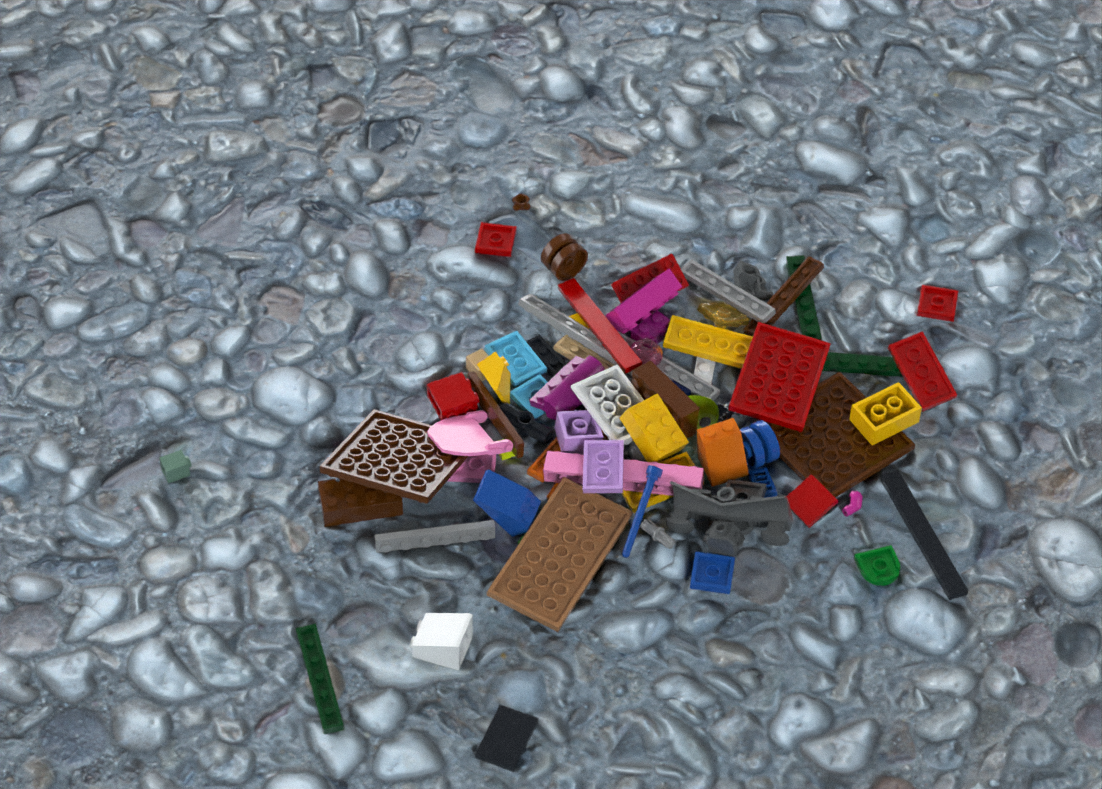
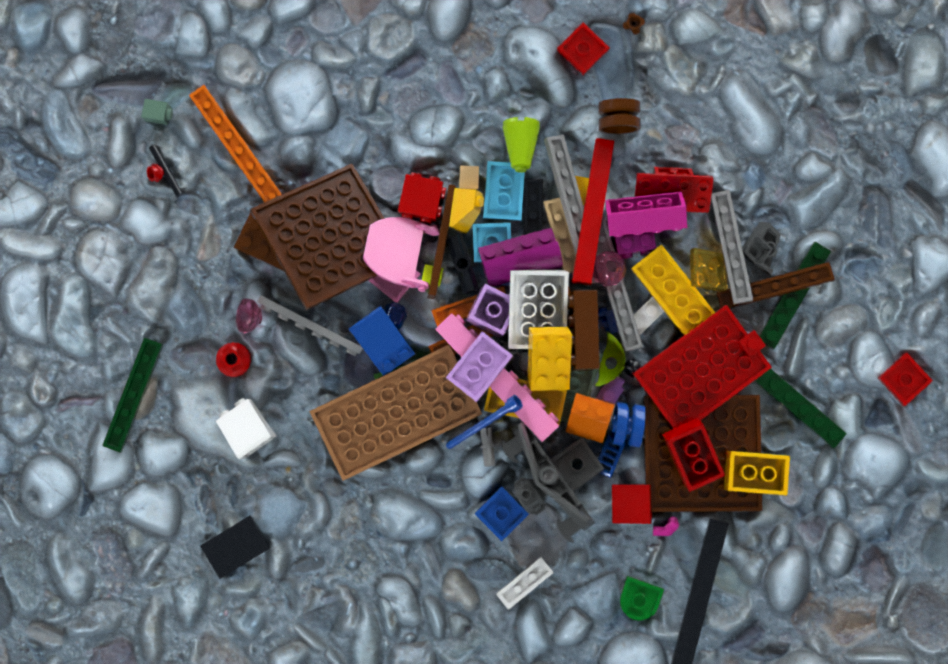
camera: 35 degrees right, 35 degrees up
(203, 509) = (155, 172): none -> red plate
(215, 505) = (167, 173): none -> black bar
(260, 454) = (234, 144): none -> orange tile
(370, 558) = (248, 315): none -> clear pink piece
(387, 609) = (243, 359): none -> red piece
(499, 312) = (521, 141): none -> lime cone
(776, 609) = (524, 583): none -> white plate
(800, 334) = (751, 343): none -> red plate
(826, 427) = (693, 454): none -> red brick
(922, 371) = (827, 446): red plate -> none

